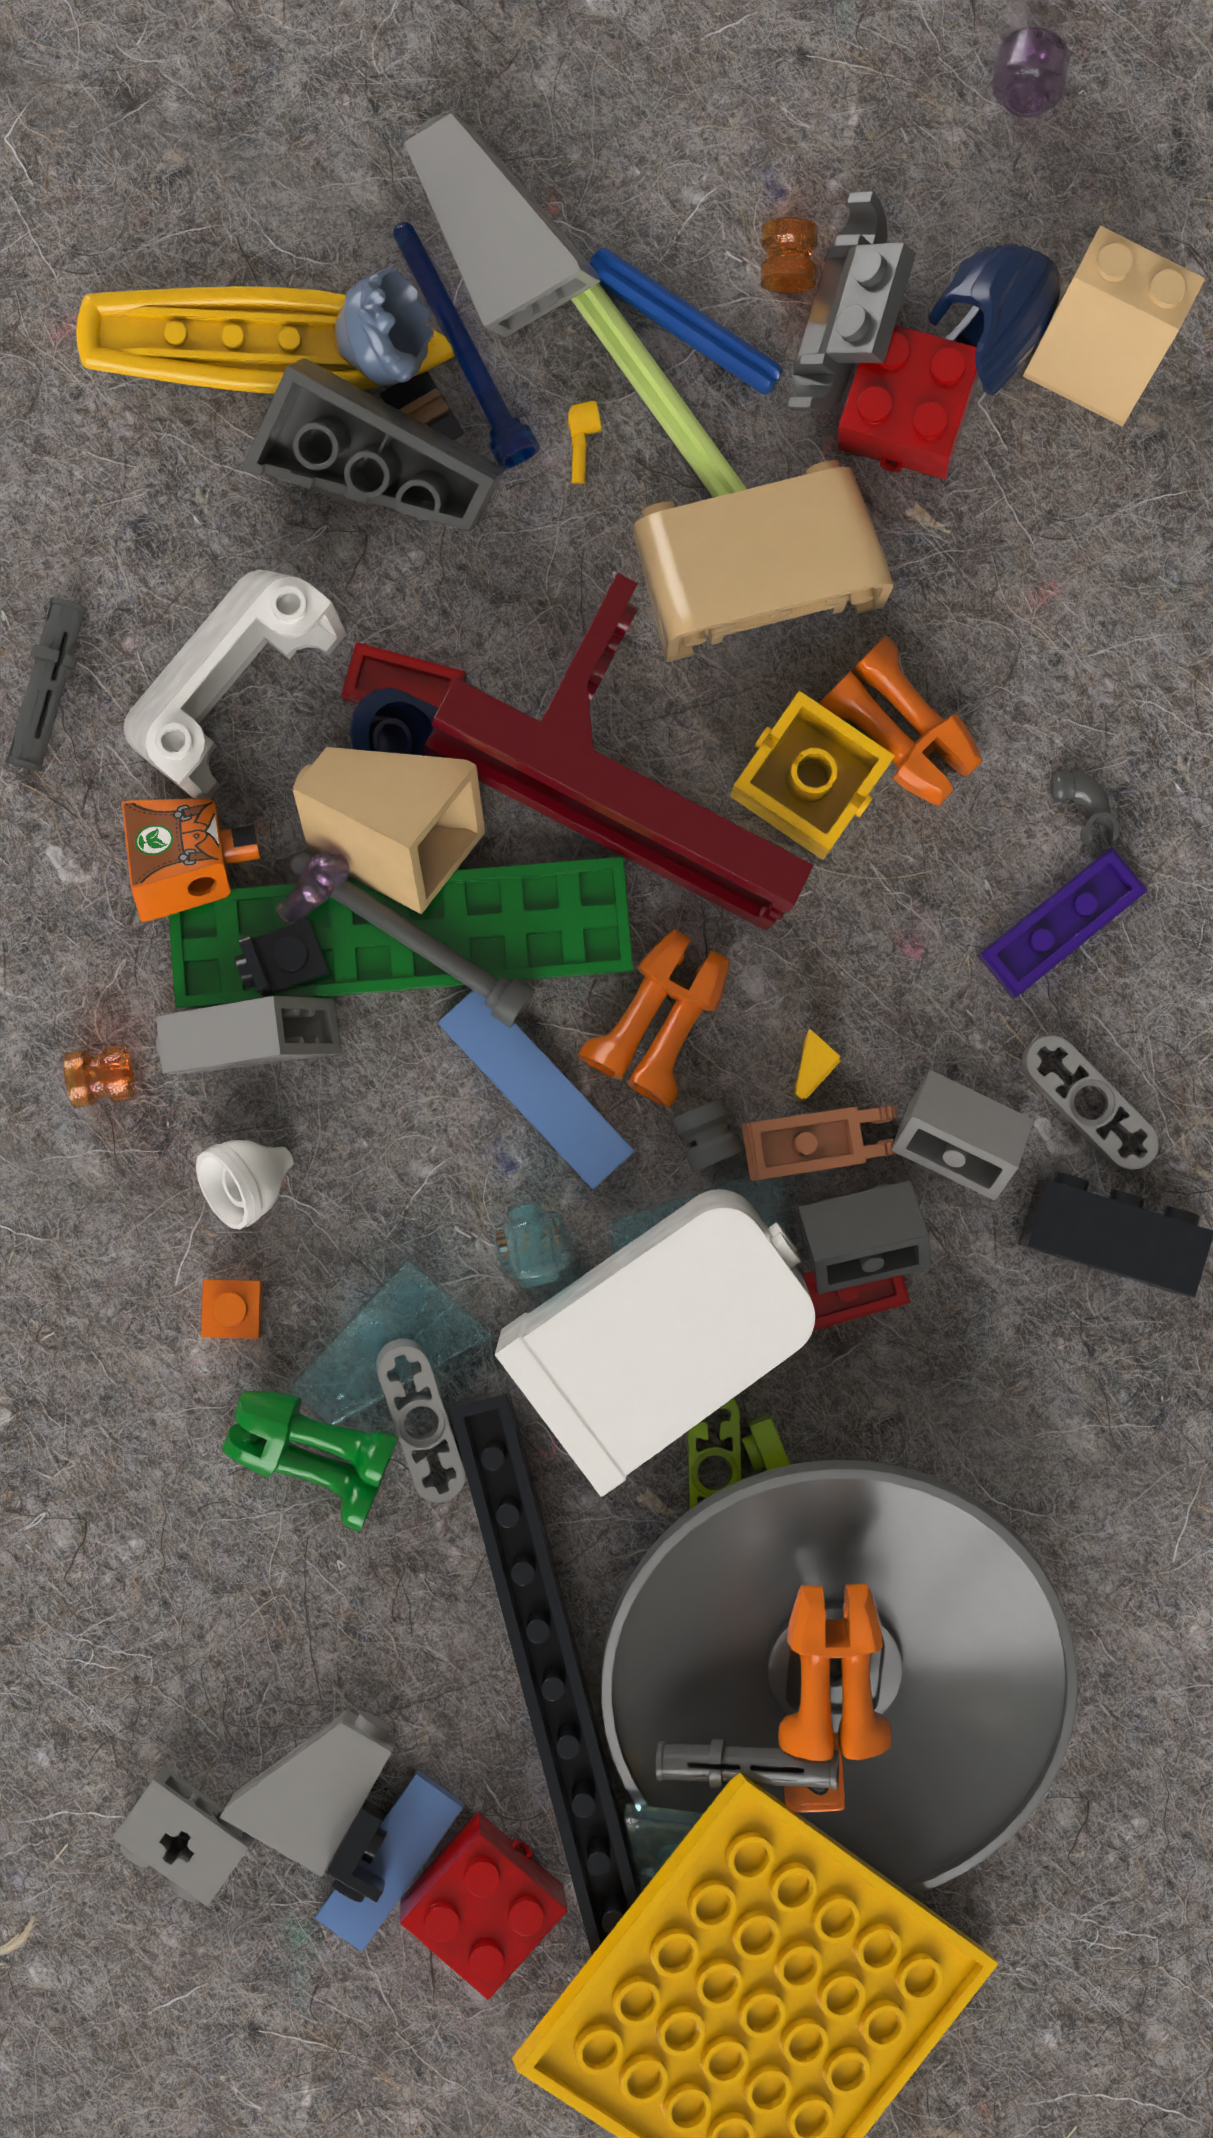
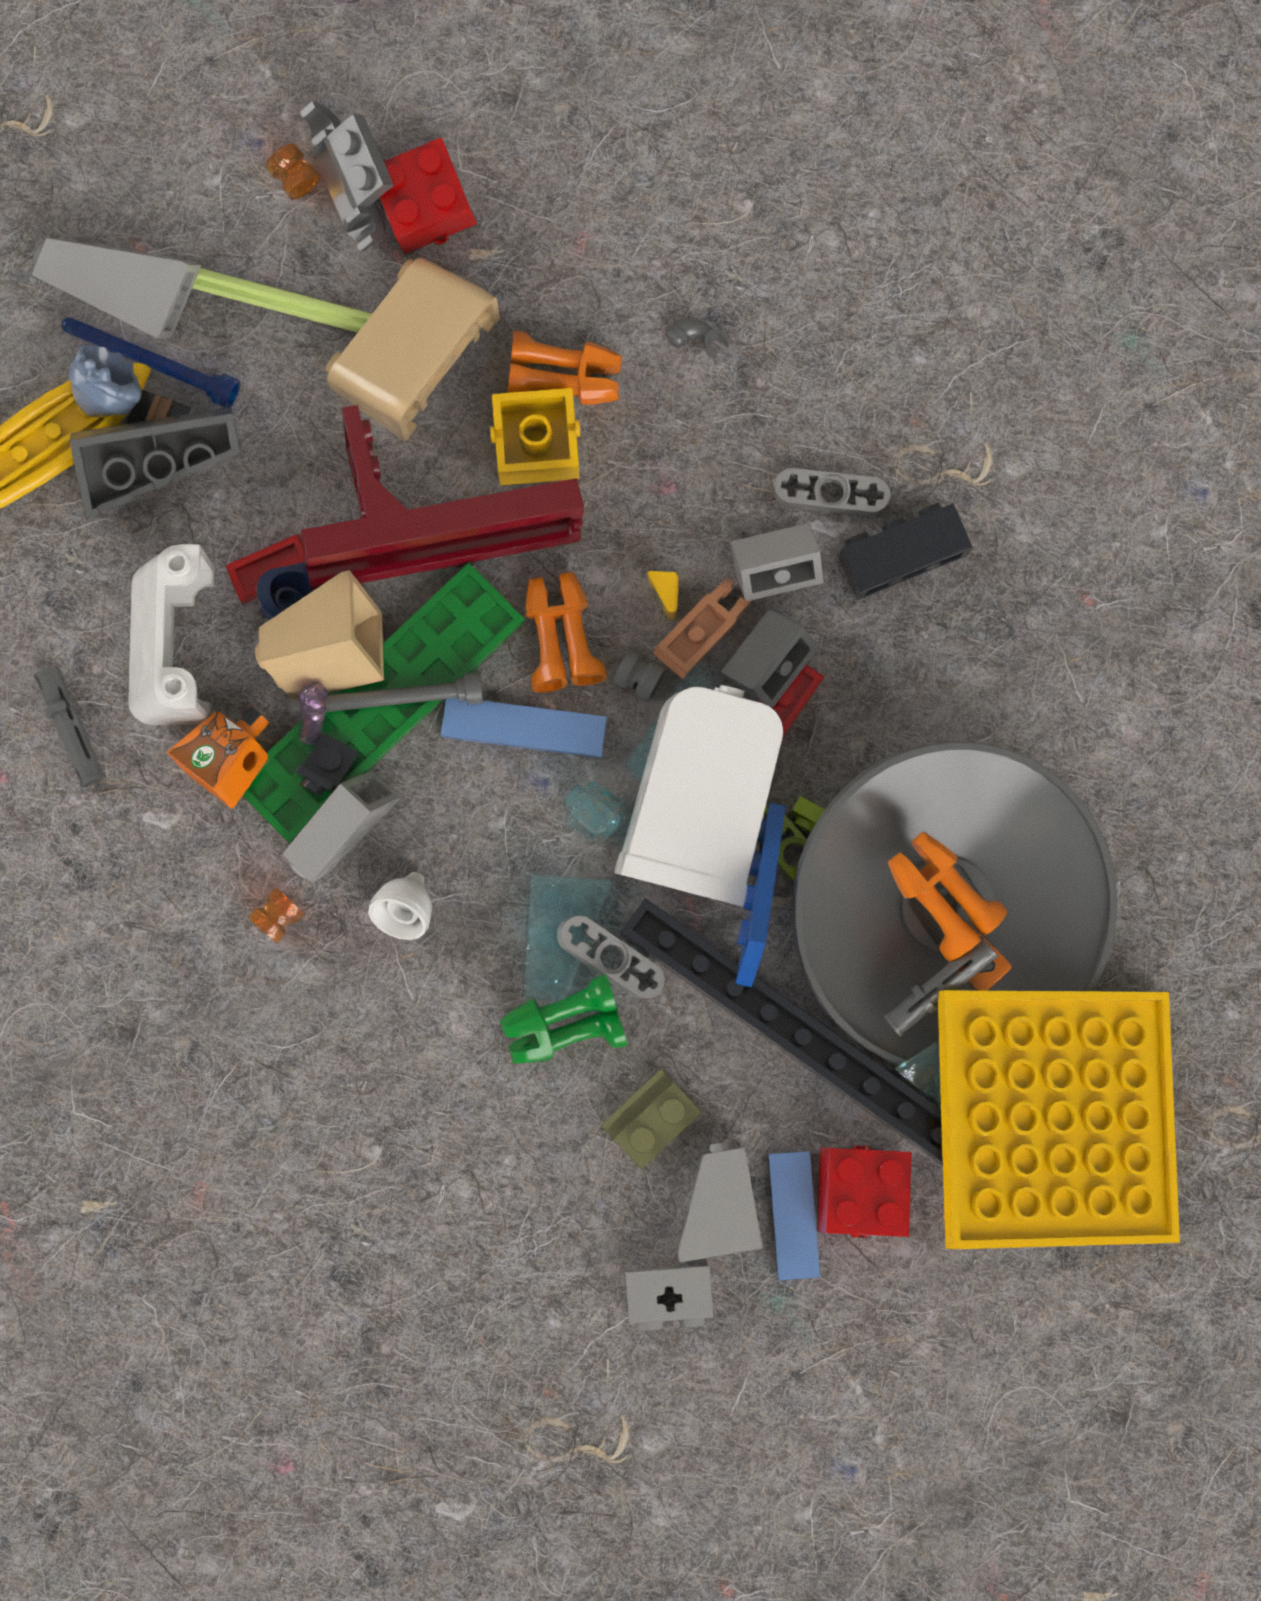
camera: 40 degrees left, 5 degrees down
(232, 1308) = (455, 984): orange plate -> none
(322, 1628) = (651, 1119): none -> olive plate
(363, 1843) = (768, 1212): black bracket -> none
(582, 421) = (251, 349): yellow hand -> none
(631, 1500) = (759, 895): none -> blue wing
(686, 322) = (265, 251): blue axle -> none
(1012, 306) = (437, 103): dark blue hair -> none
(1062, 923) = (736, 409): dark purple tile -> none
(1113, 326) = (500, 71): tan slope -> none

